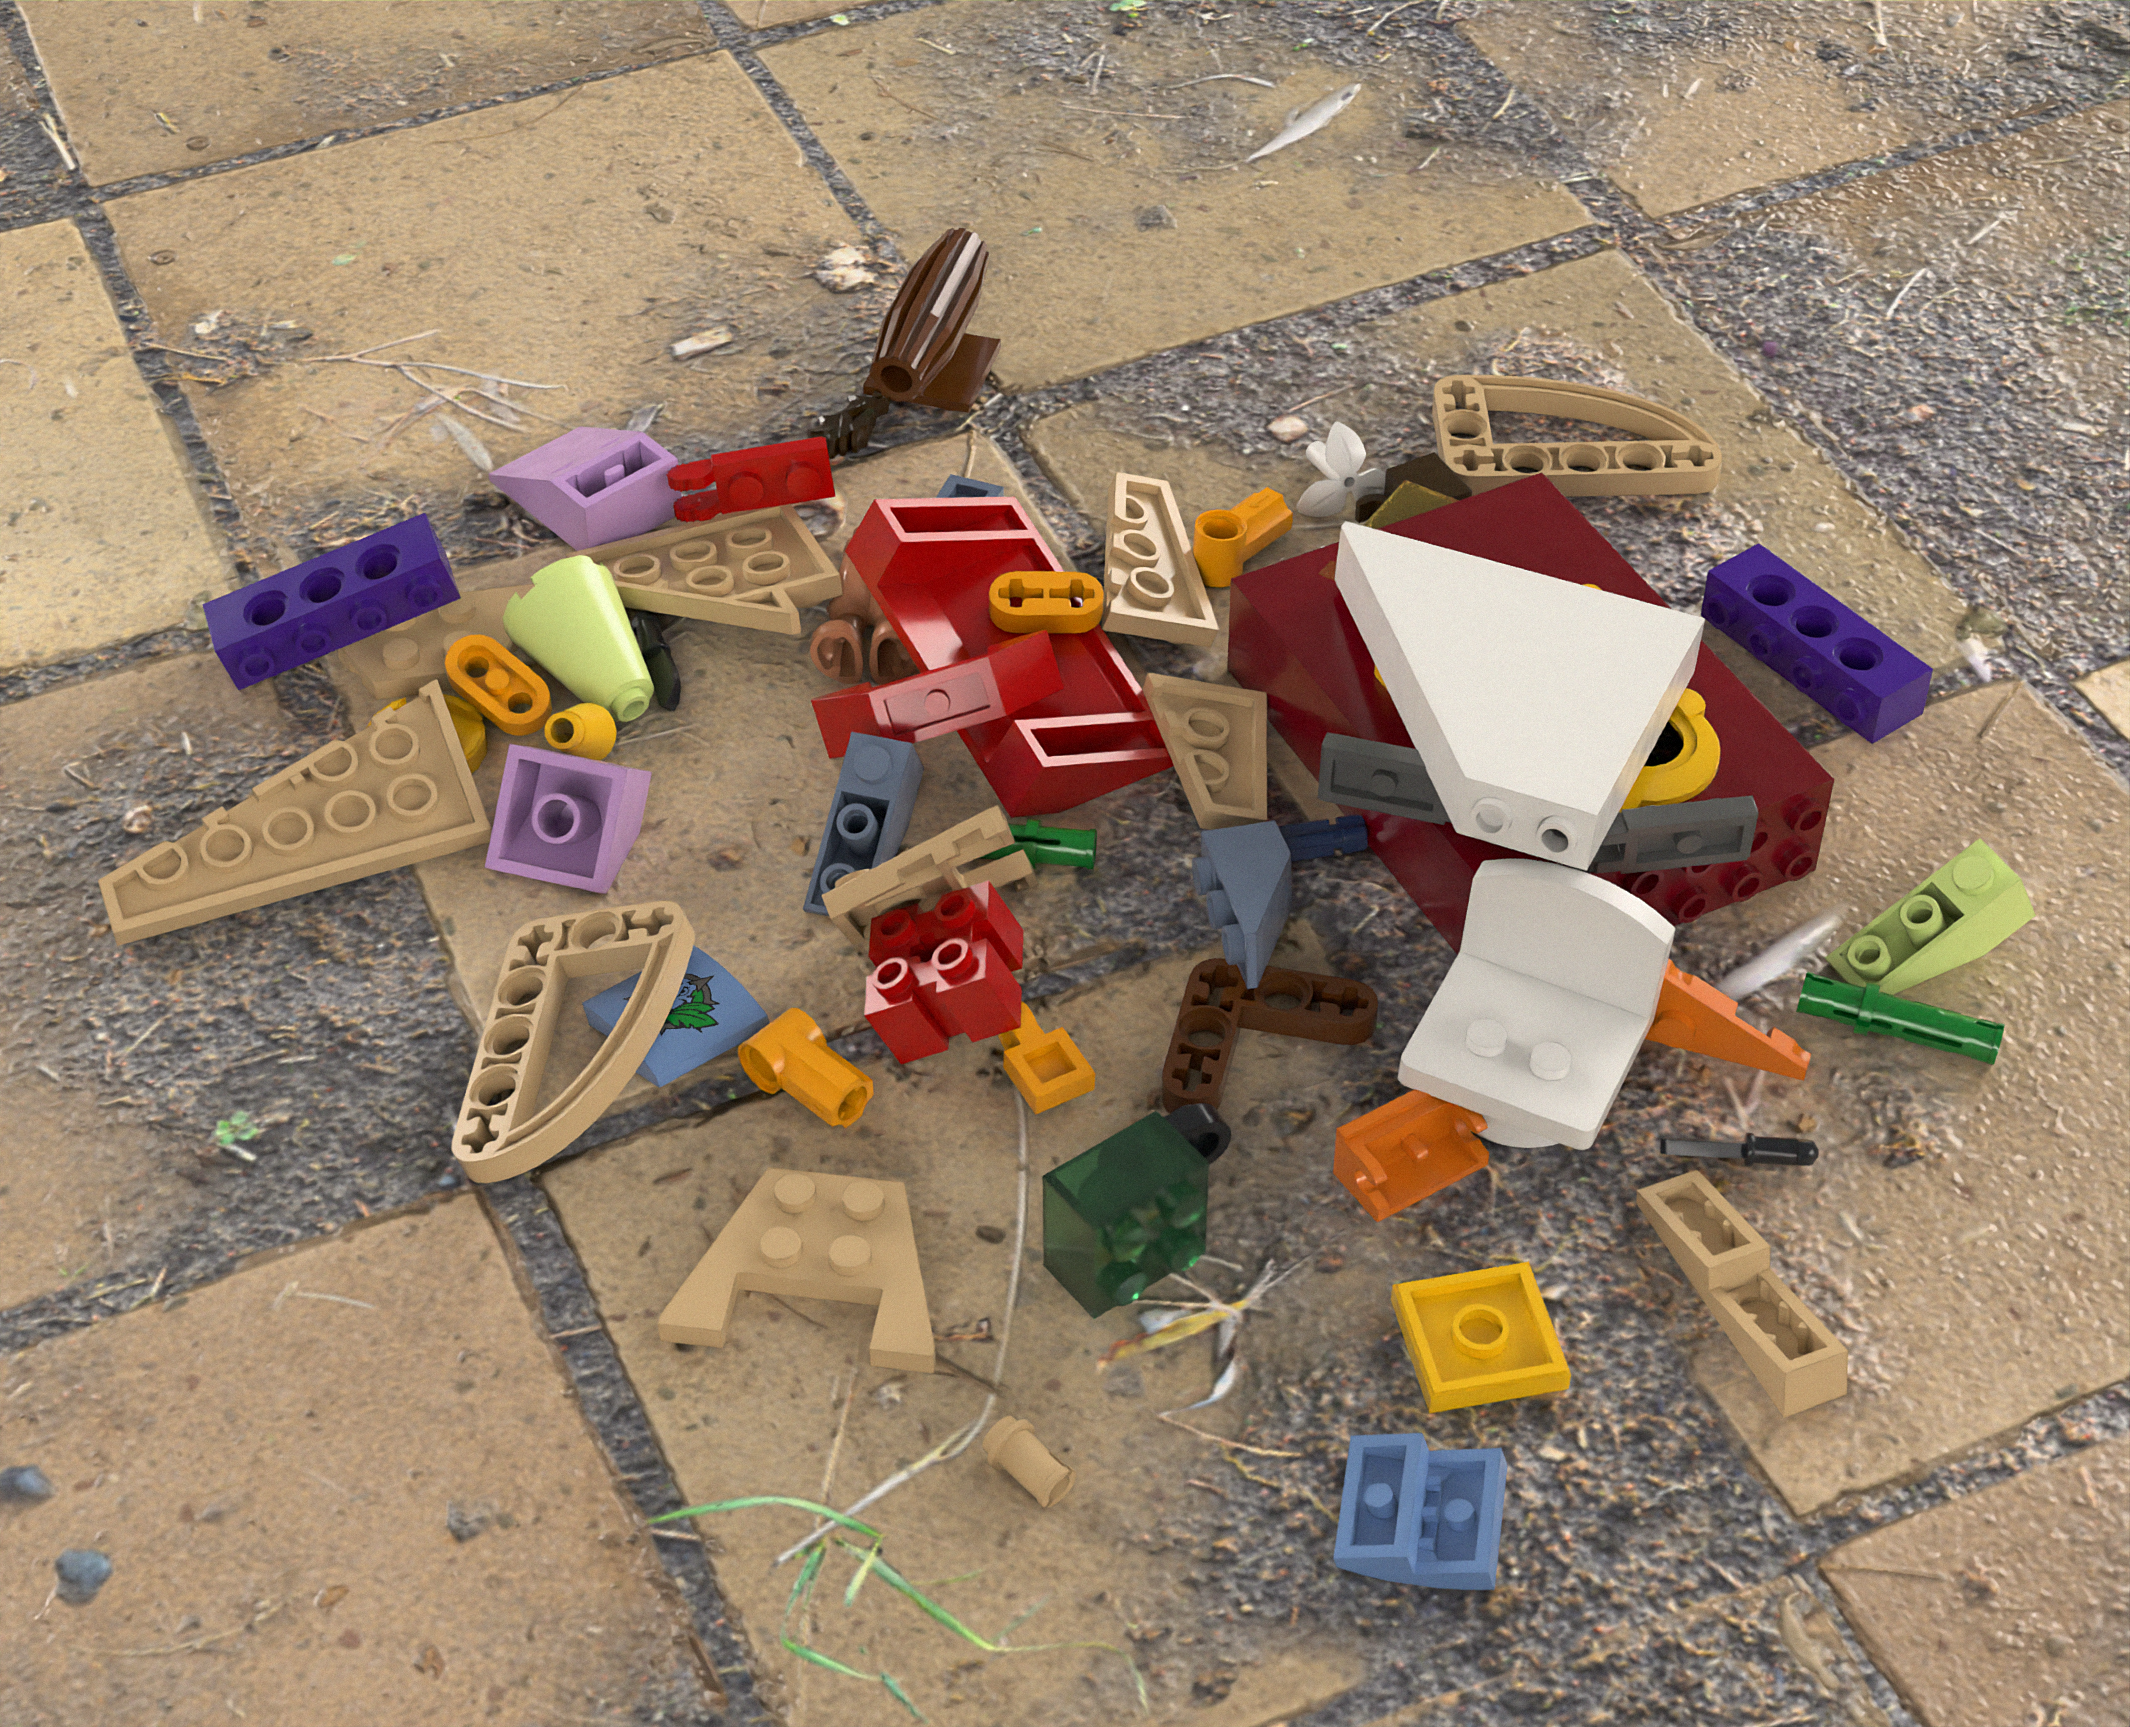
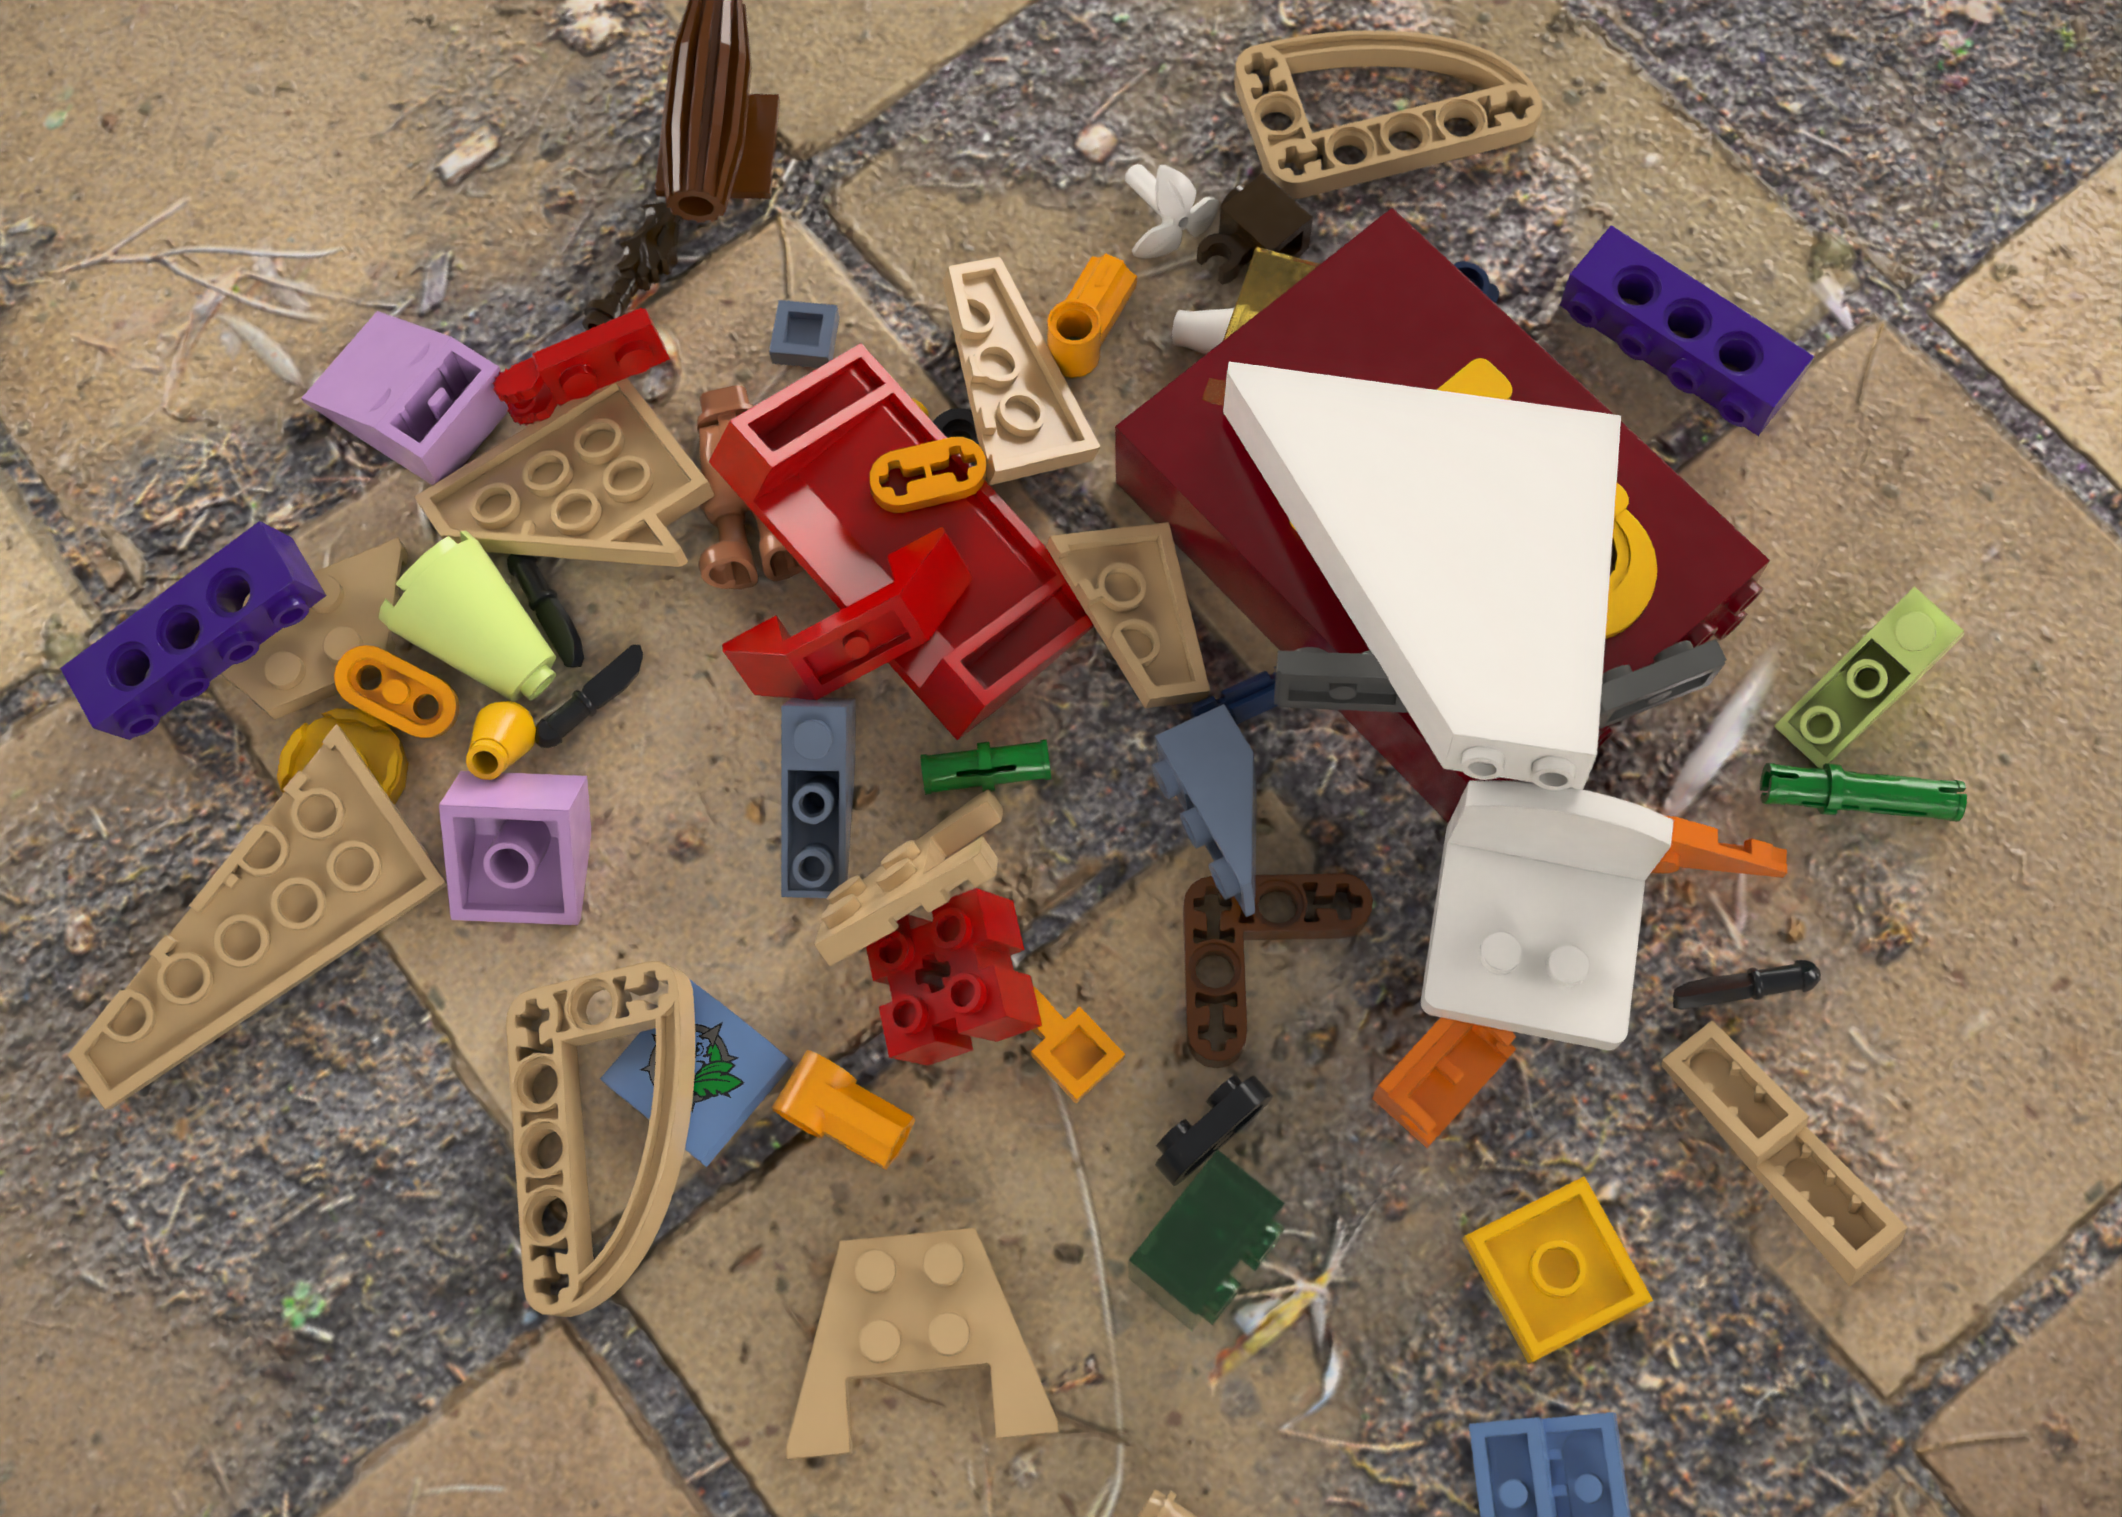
camera: 10 degrees left, 25 degrees up
(678, 729) = (594, 695): none -> black piece

